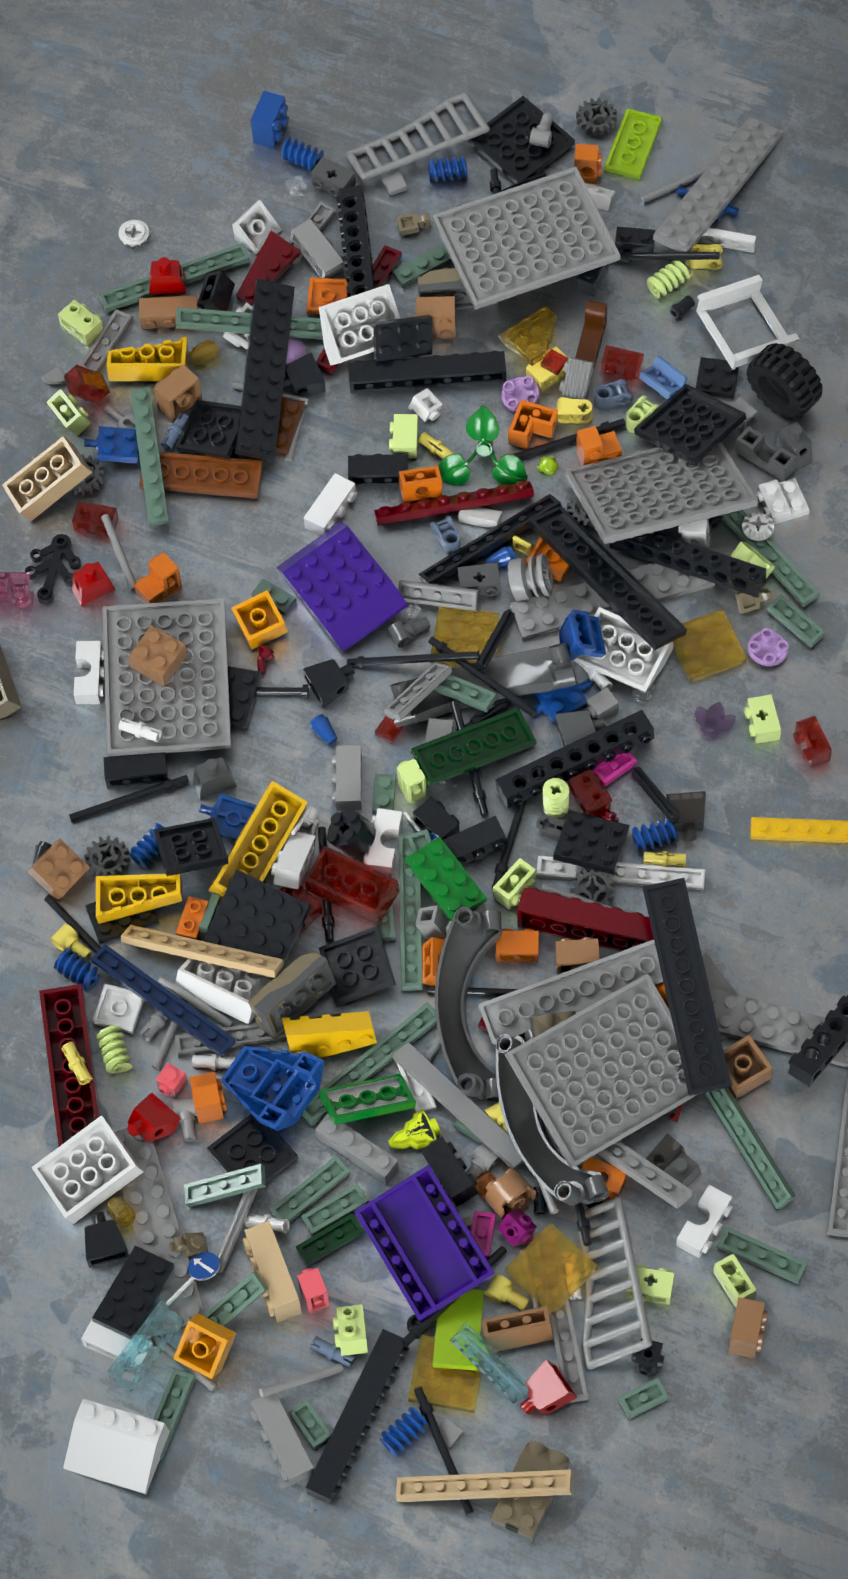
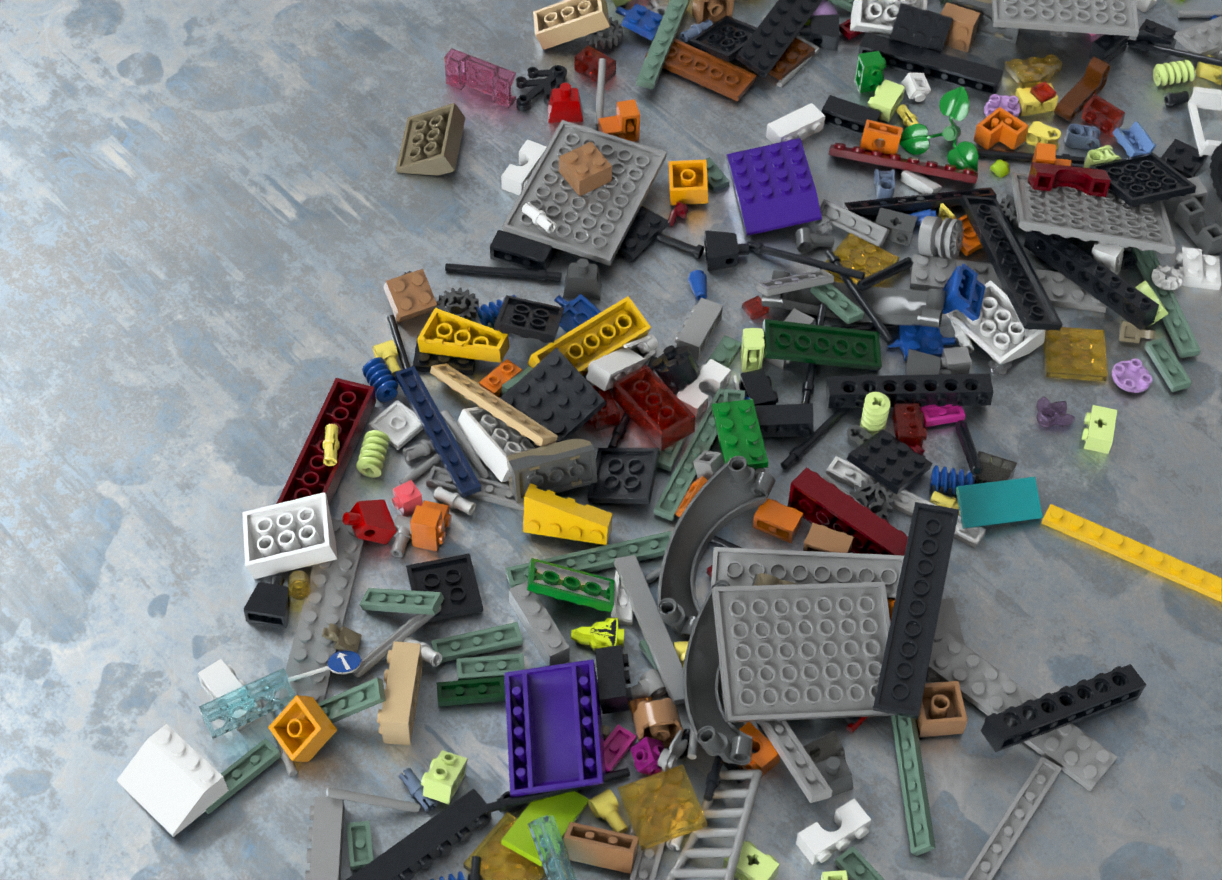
camera: 20 degrees right, 10 degrees down
(133, 1292) = (268, 652): black plate -> none
(274, 1084) = (495, 538): blue wedge -> none
(313, 1290) = (429, 725): coral brick -> none
(374, 410) = (869, 71): none -> green brick
(510, 886) = (794, 464): yellowish green brick -> none
(537, 1224) = (669, 757): none -> light grey plate
(577, 378) = (1058, 111): light grey brick -> none
(643, 450) = (1088, 180): none -> dark red arch
(706, 839) = (998, 502): none -> teal tile
(812, 741) = (1138, 463): clear red brick -> none

